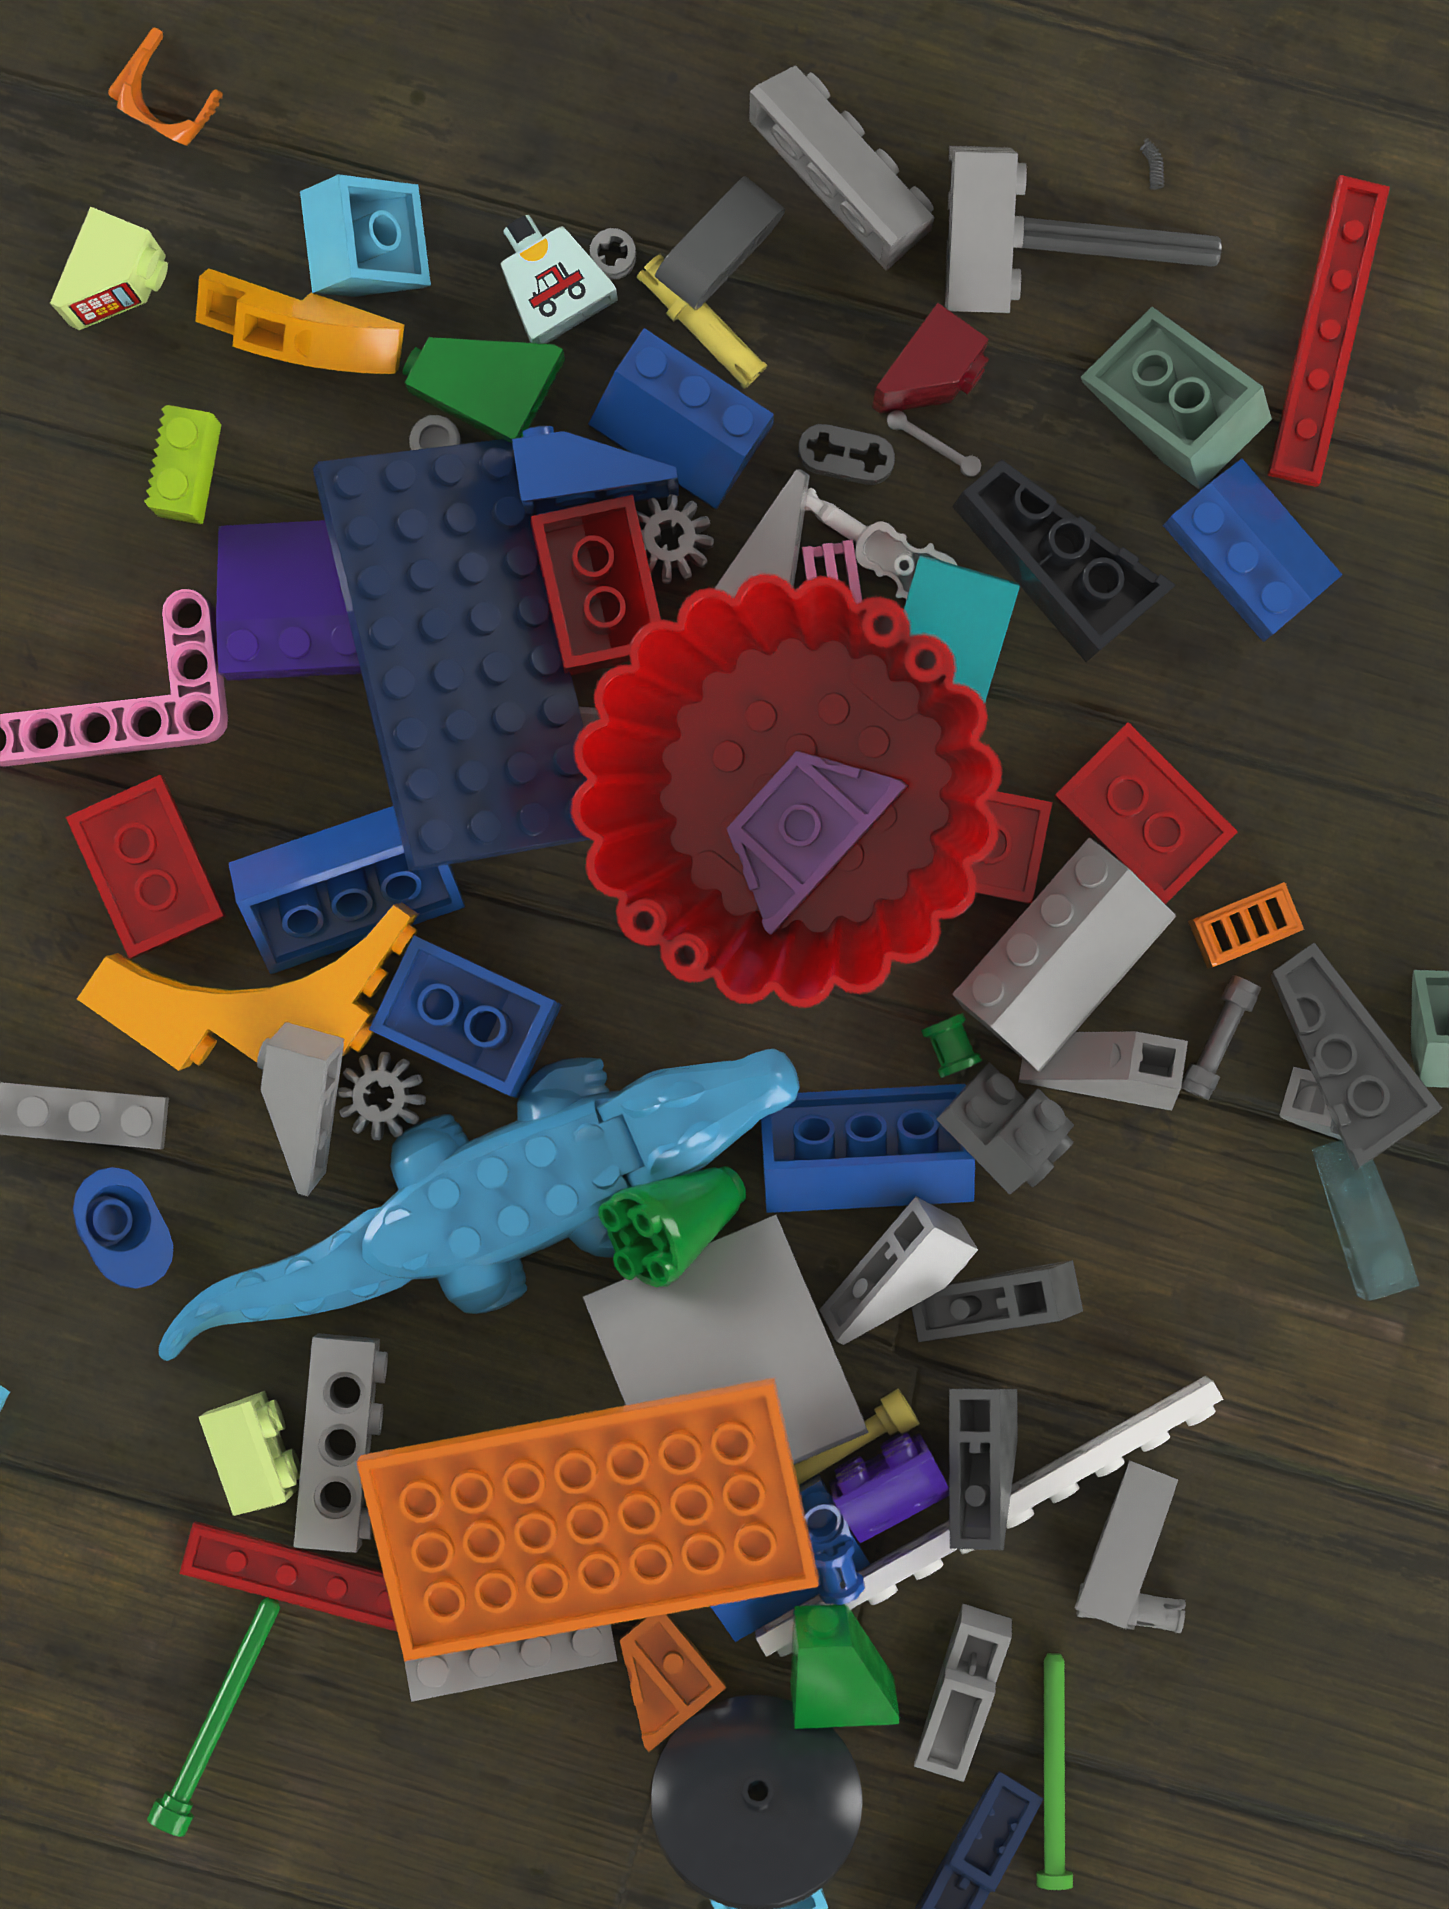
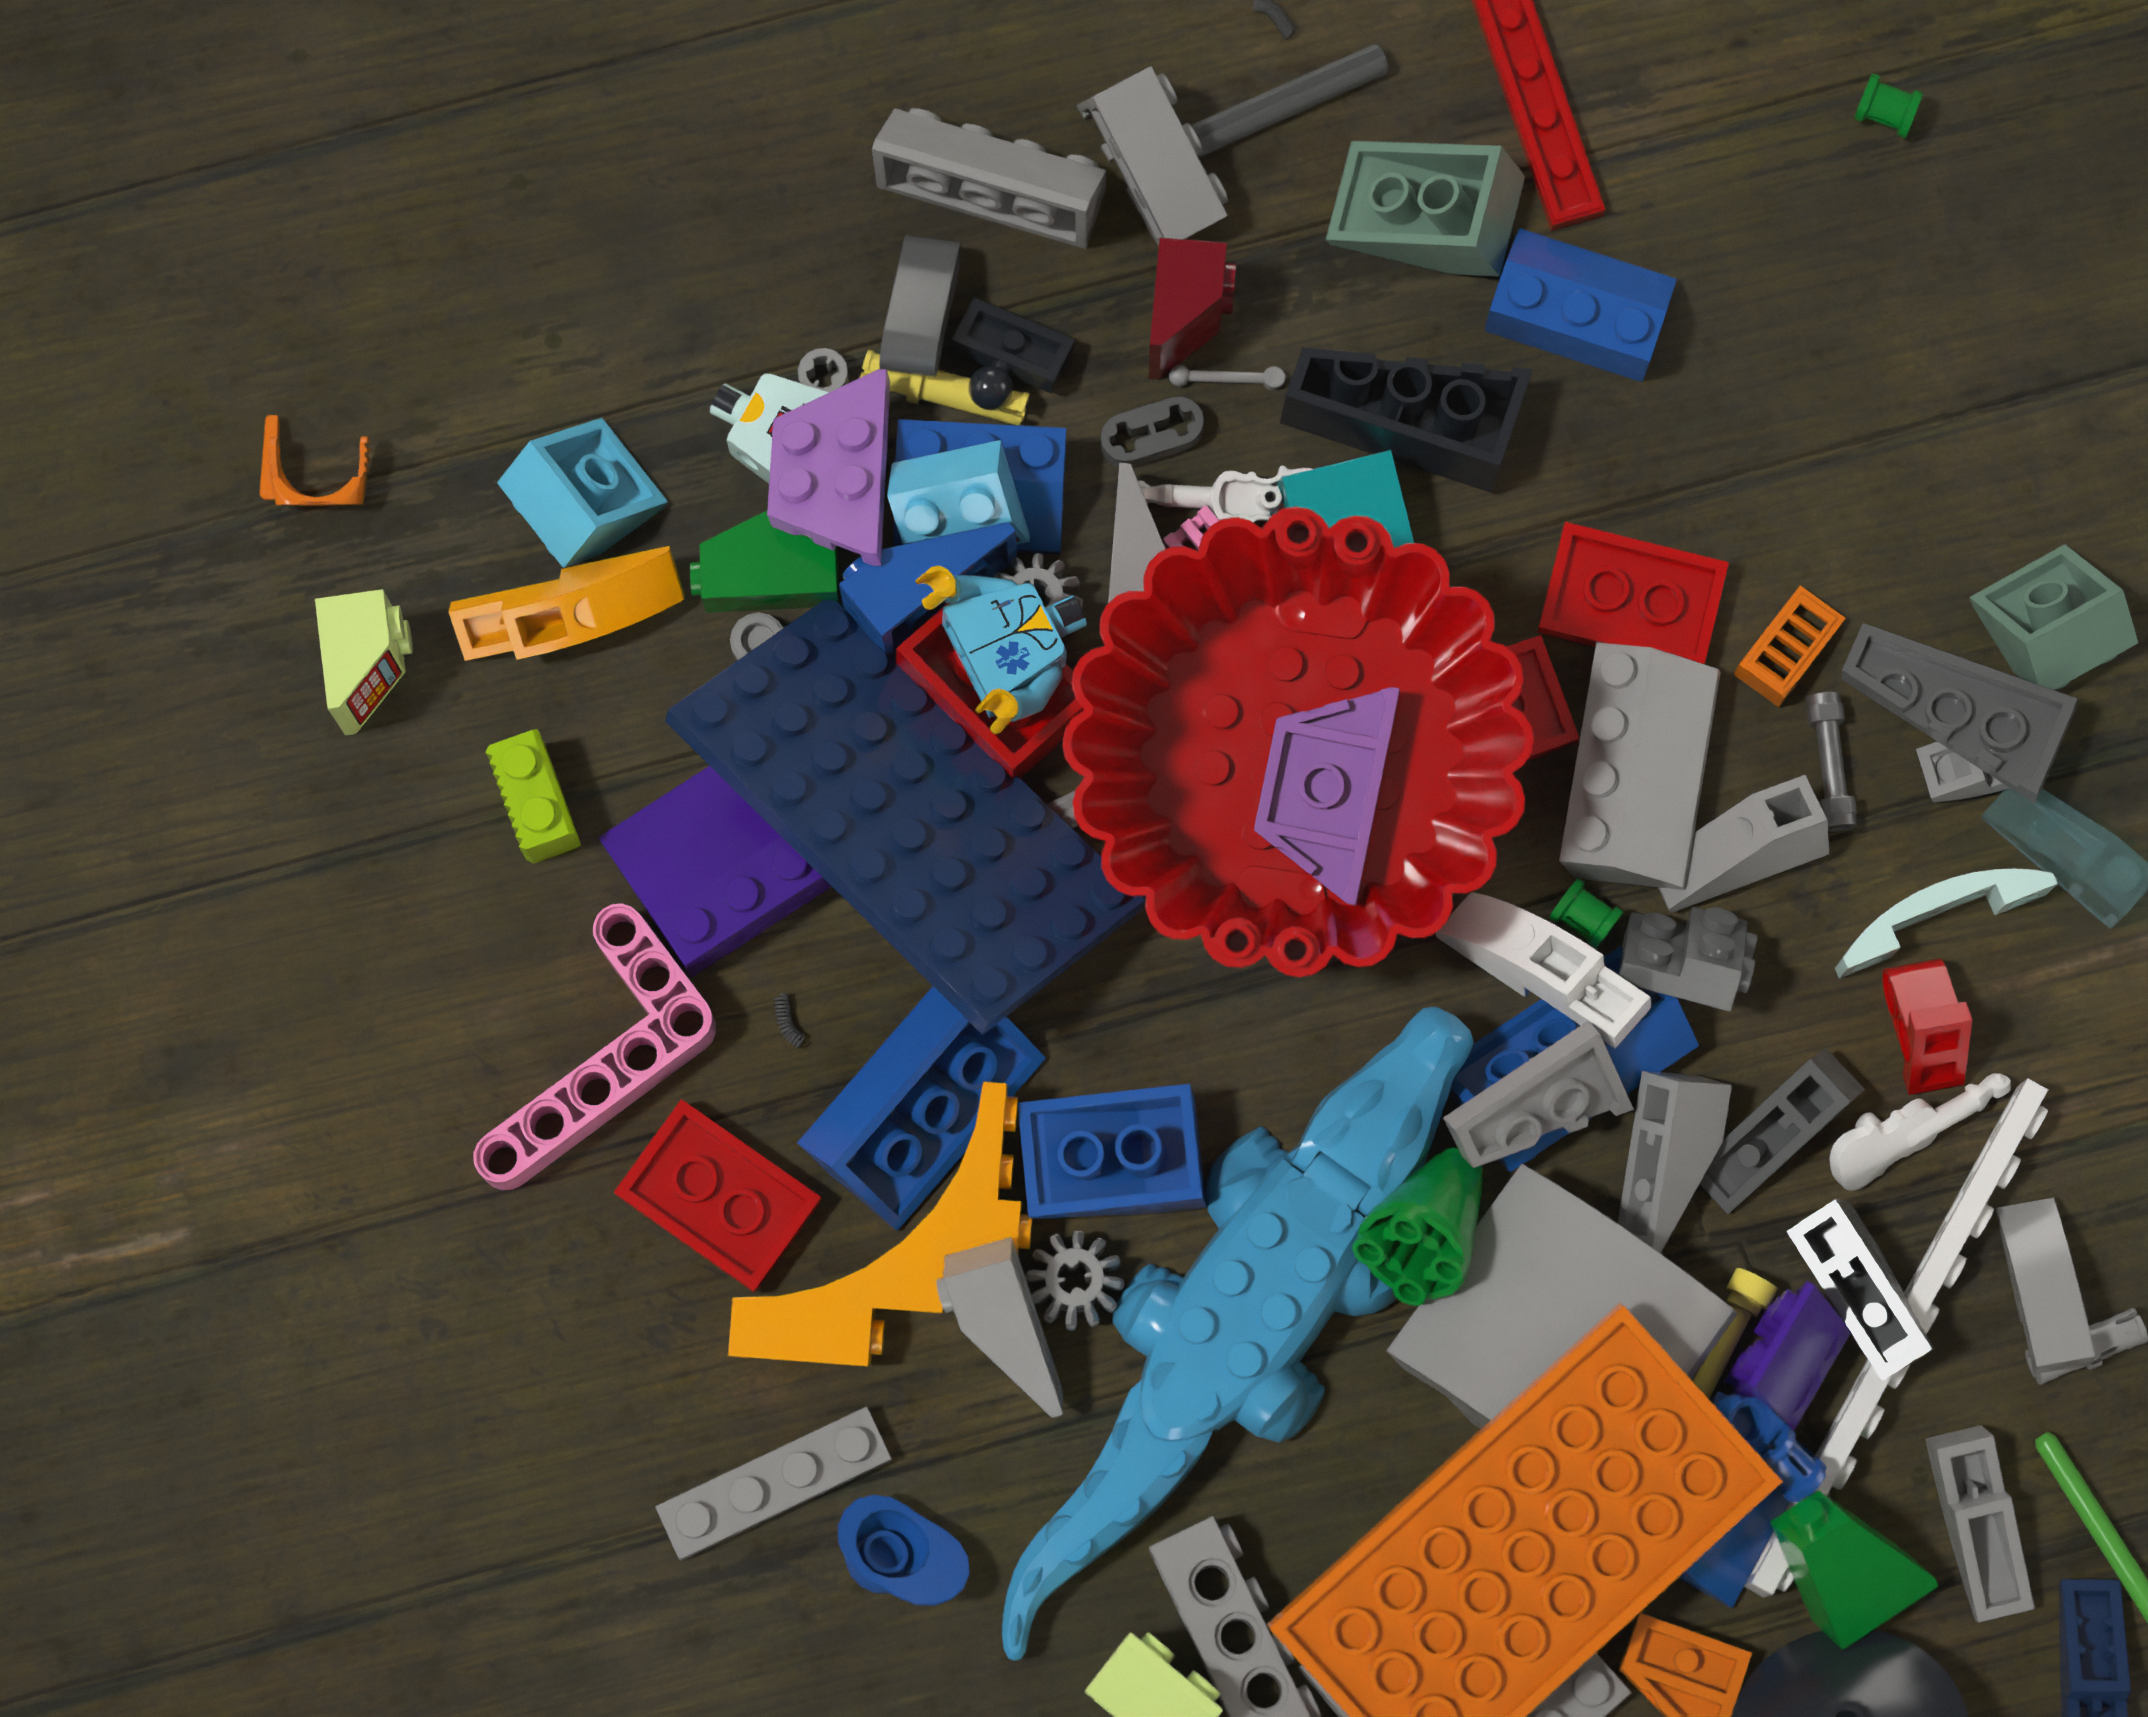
camera: 30 degrees left, 10 degrees down
(282, 753) = (790, 1031): none -> dark grey leg
(566, 339) = (833, 468): none -> medium lavender wing
(616, 563) = (1004, 639): none -> medium azure torso
(650, 419) = (955, 493): none -> medium azure slope
(772, 319) = (1008, 349): none -> black plate
(825, 1174) = (1542, 1095): none -> light grey wing
(892, 1075) = (1545, 961): none -> white slope
(1067, 1359) = (1875, 1145): none -> white piece
(1164, 1289) = (1928, 1025): none -> red tile
(1289, 1221) = (2002, 887): none -> light aqua slope

